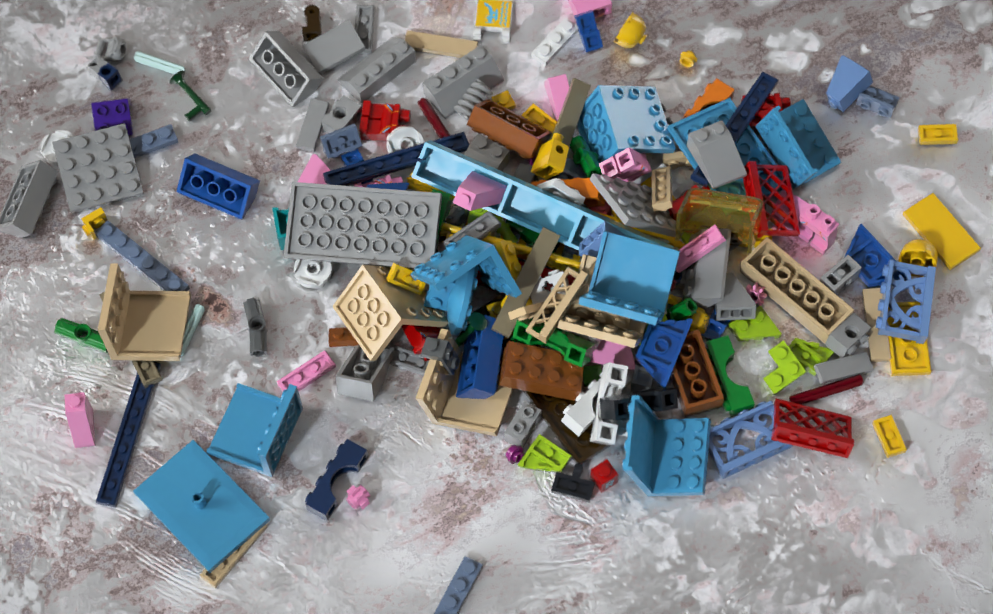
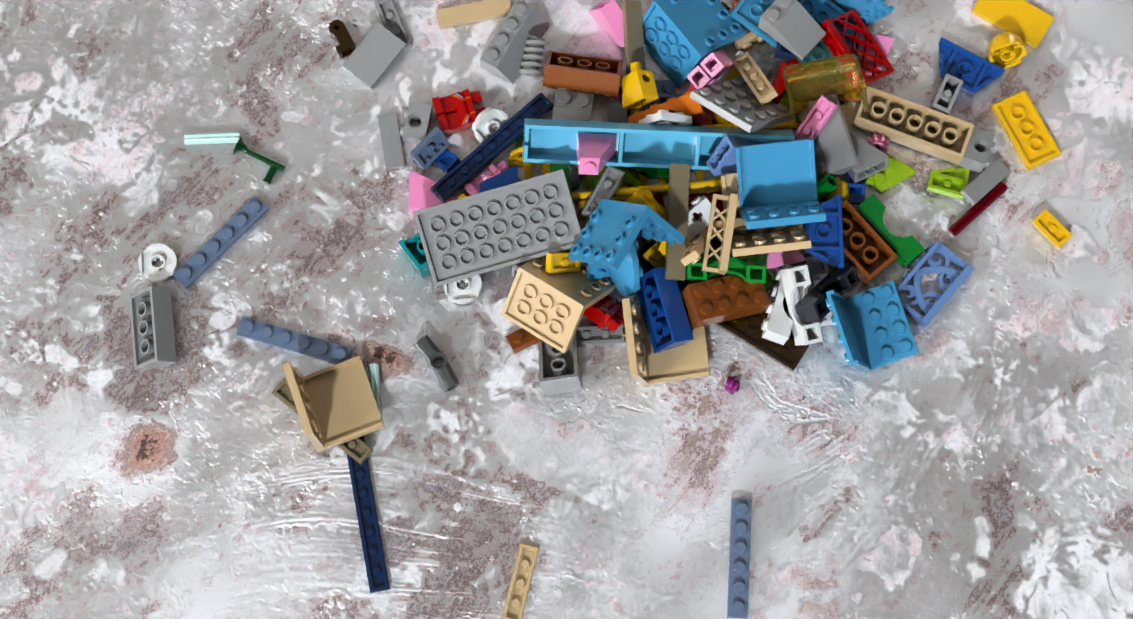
camera: 30 degrees left, 10 degrees up
(73, 332) = (265, 439): green piece -> none
(80, 419) = (320, 523): bright pink slope -> none
(92, 221) = (230, 321): yellow bracket -> none
(97, 168) = (207, 268): light grey plate -> none
(104, 72) = (163, 169): dark blue leg -> none
(112, 113) = (194, 211): dark purple bracket -> none
(115, 50) = (161, 140): light grey piece -> none
(201, 506) = (489, 573): dark azure piece -> none
(217, 185) = (331, 239): blue slope -> none
(256, 428) = (485, 461): dark azure bracket -> none
(285, 67) = (337, 94): light grey slope -> none
(308, 372) = (505, 388): bright pink tile -> none
(349, 458) = (585, 452): dark blue arch -> none
(357, 497) = (611, 485): bright pink gear -> none
(378, 69) = (426, 59): light grey slope -> none
(433, 118) = (504, 90): dark red axle -> none
(442, 351) = (631, 321): dark grey bracket -> none
(477, 322) = (650, 278): dark green piece -> none
(505, 100) = (561, 44): yellow plate -> none
(523, 424) = (727, 354): light grey brick -> none
(540, 118) = (603, 49): yellow plate -> none
(544, 456) = (760, 375): lime wing -> none
(573, 485) = (797, 392): black plate -> none
(584, 156) = (667, 74): green piece -> none
(604, 475) = (821, 371): red brick -> none
(788, 370) = (938, 202): lime plate -> none
(809, 436) = (989, 261): red fence -> none
(820, 226) = (910, 54): bright pink hips -> none
(878, 344) = (992, 123): tan tile -> none
(925, 284) = (999, 104): medium blue fence -> none

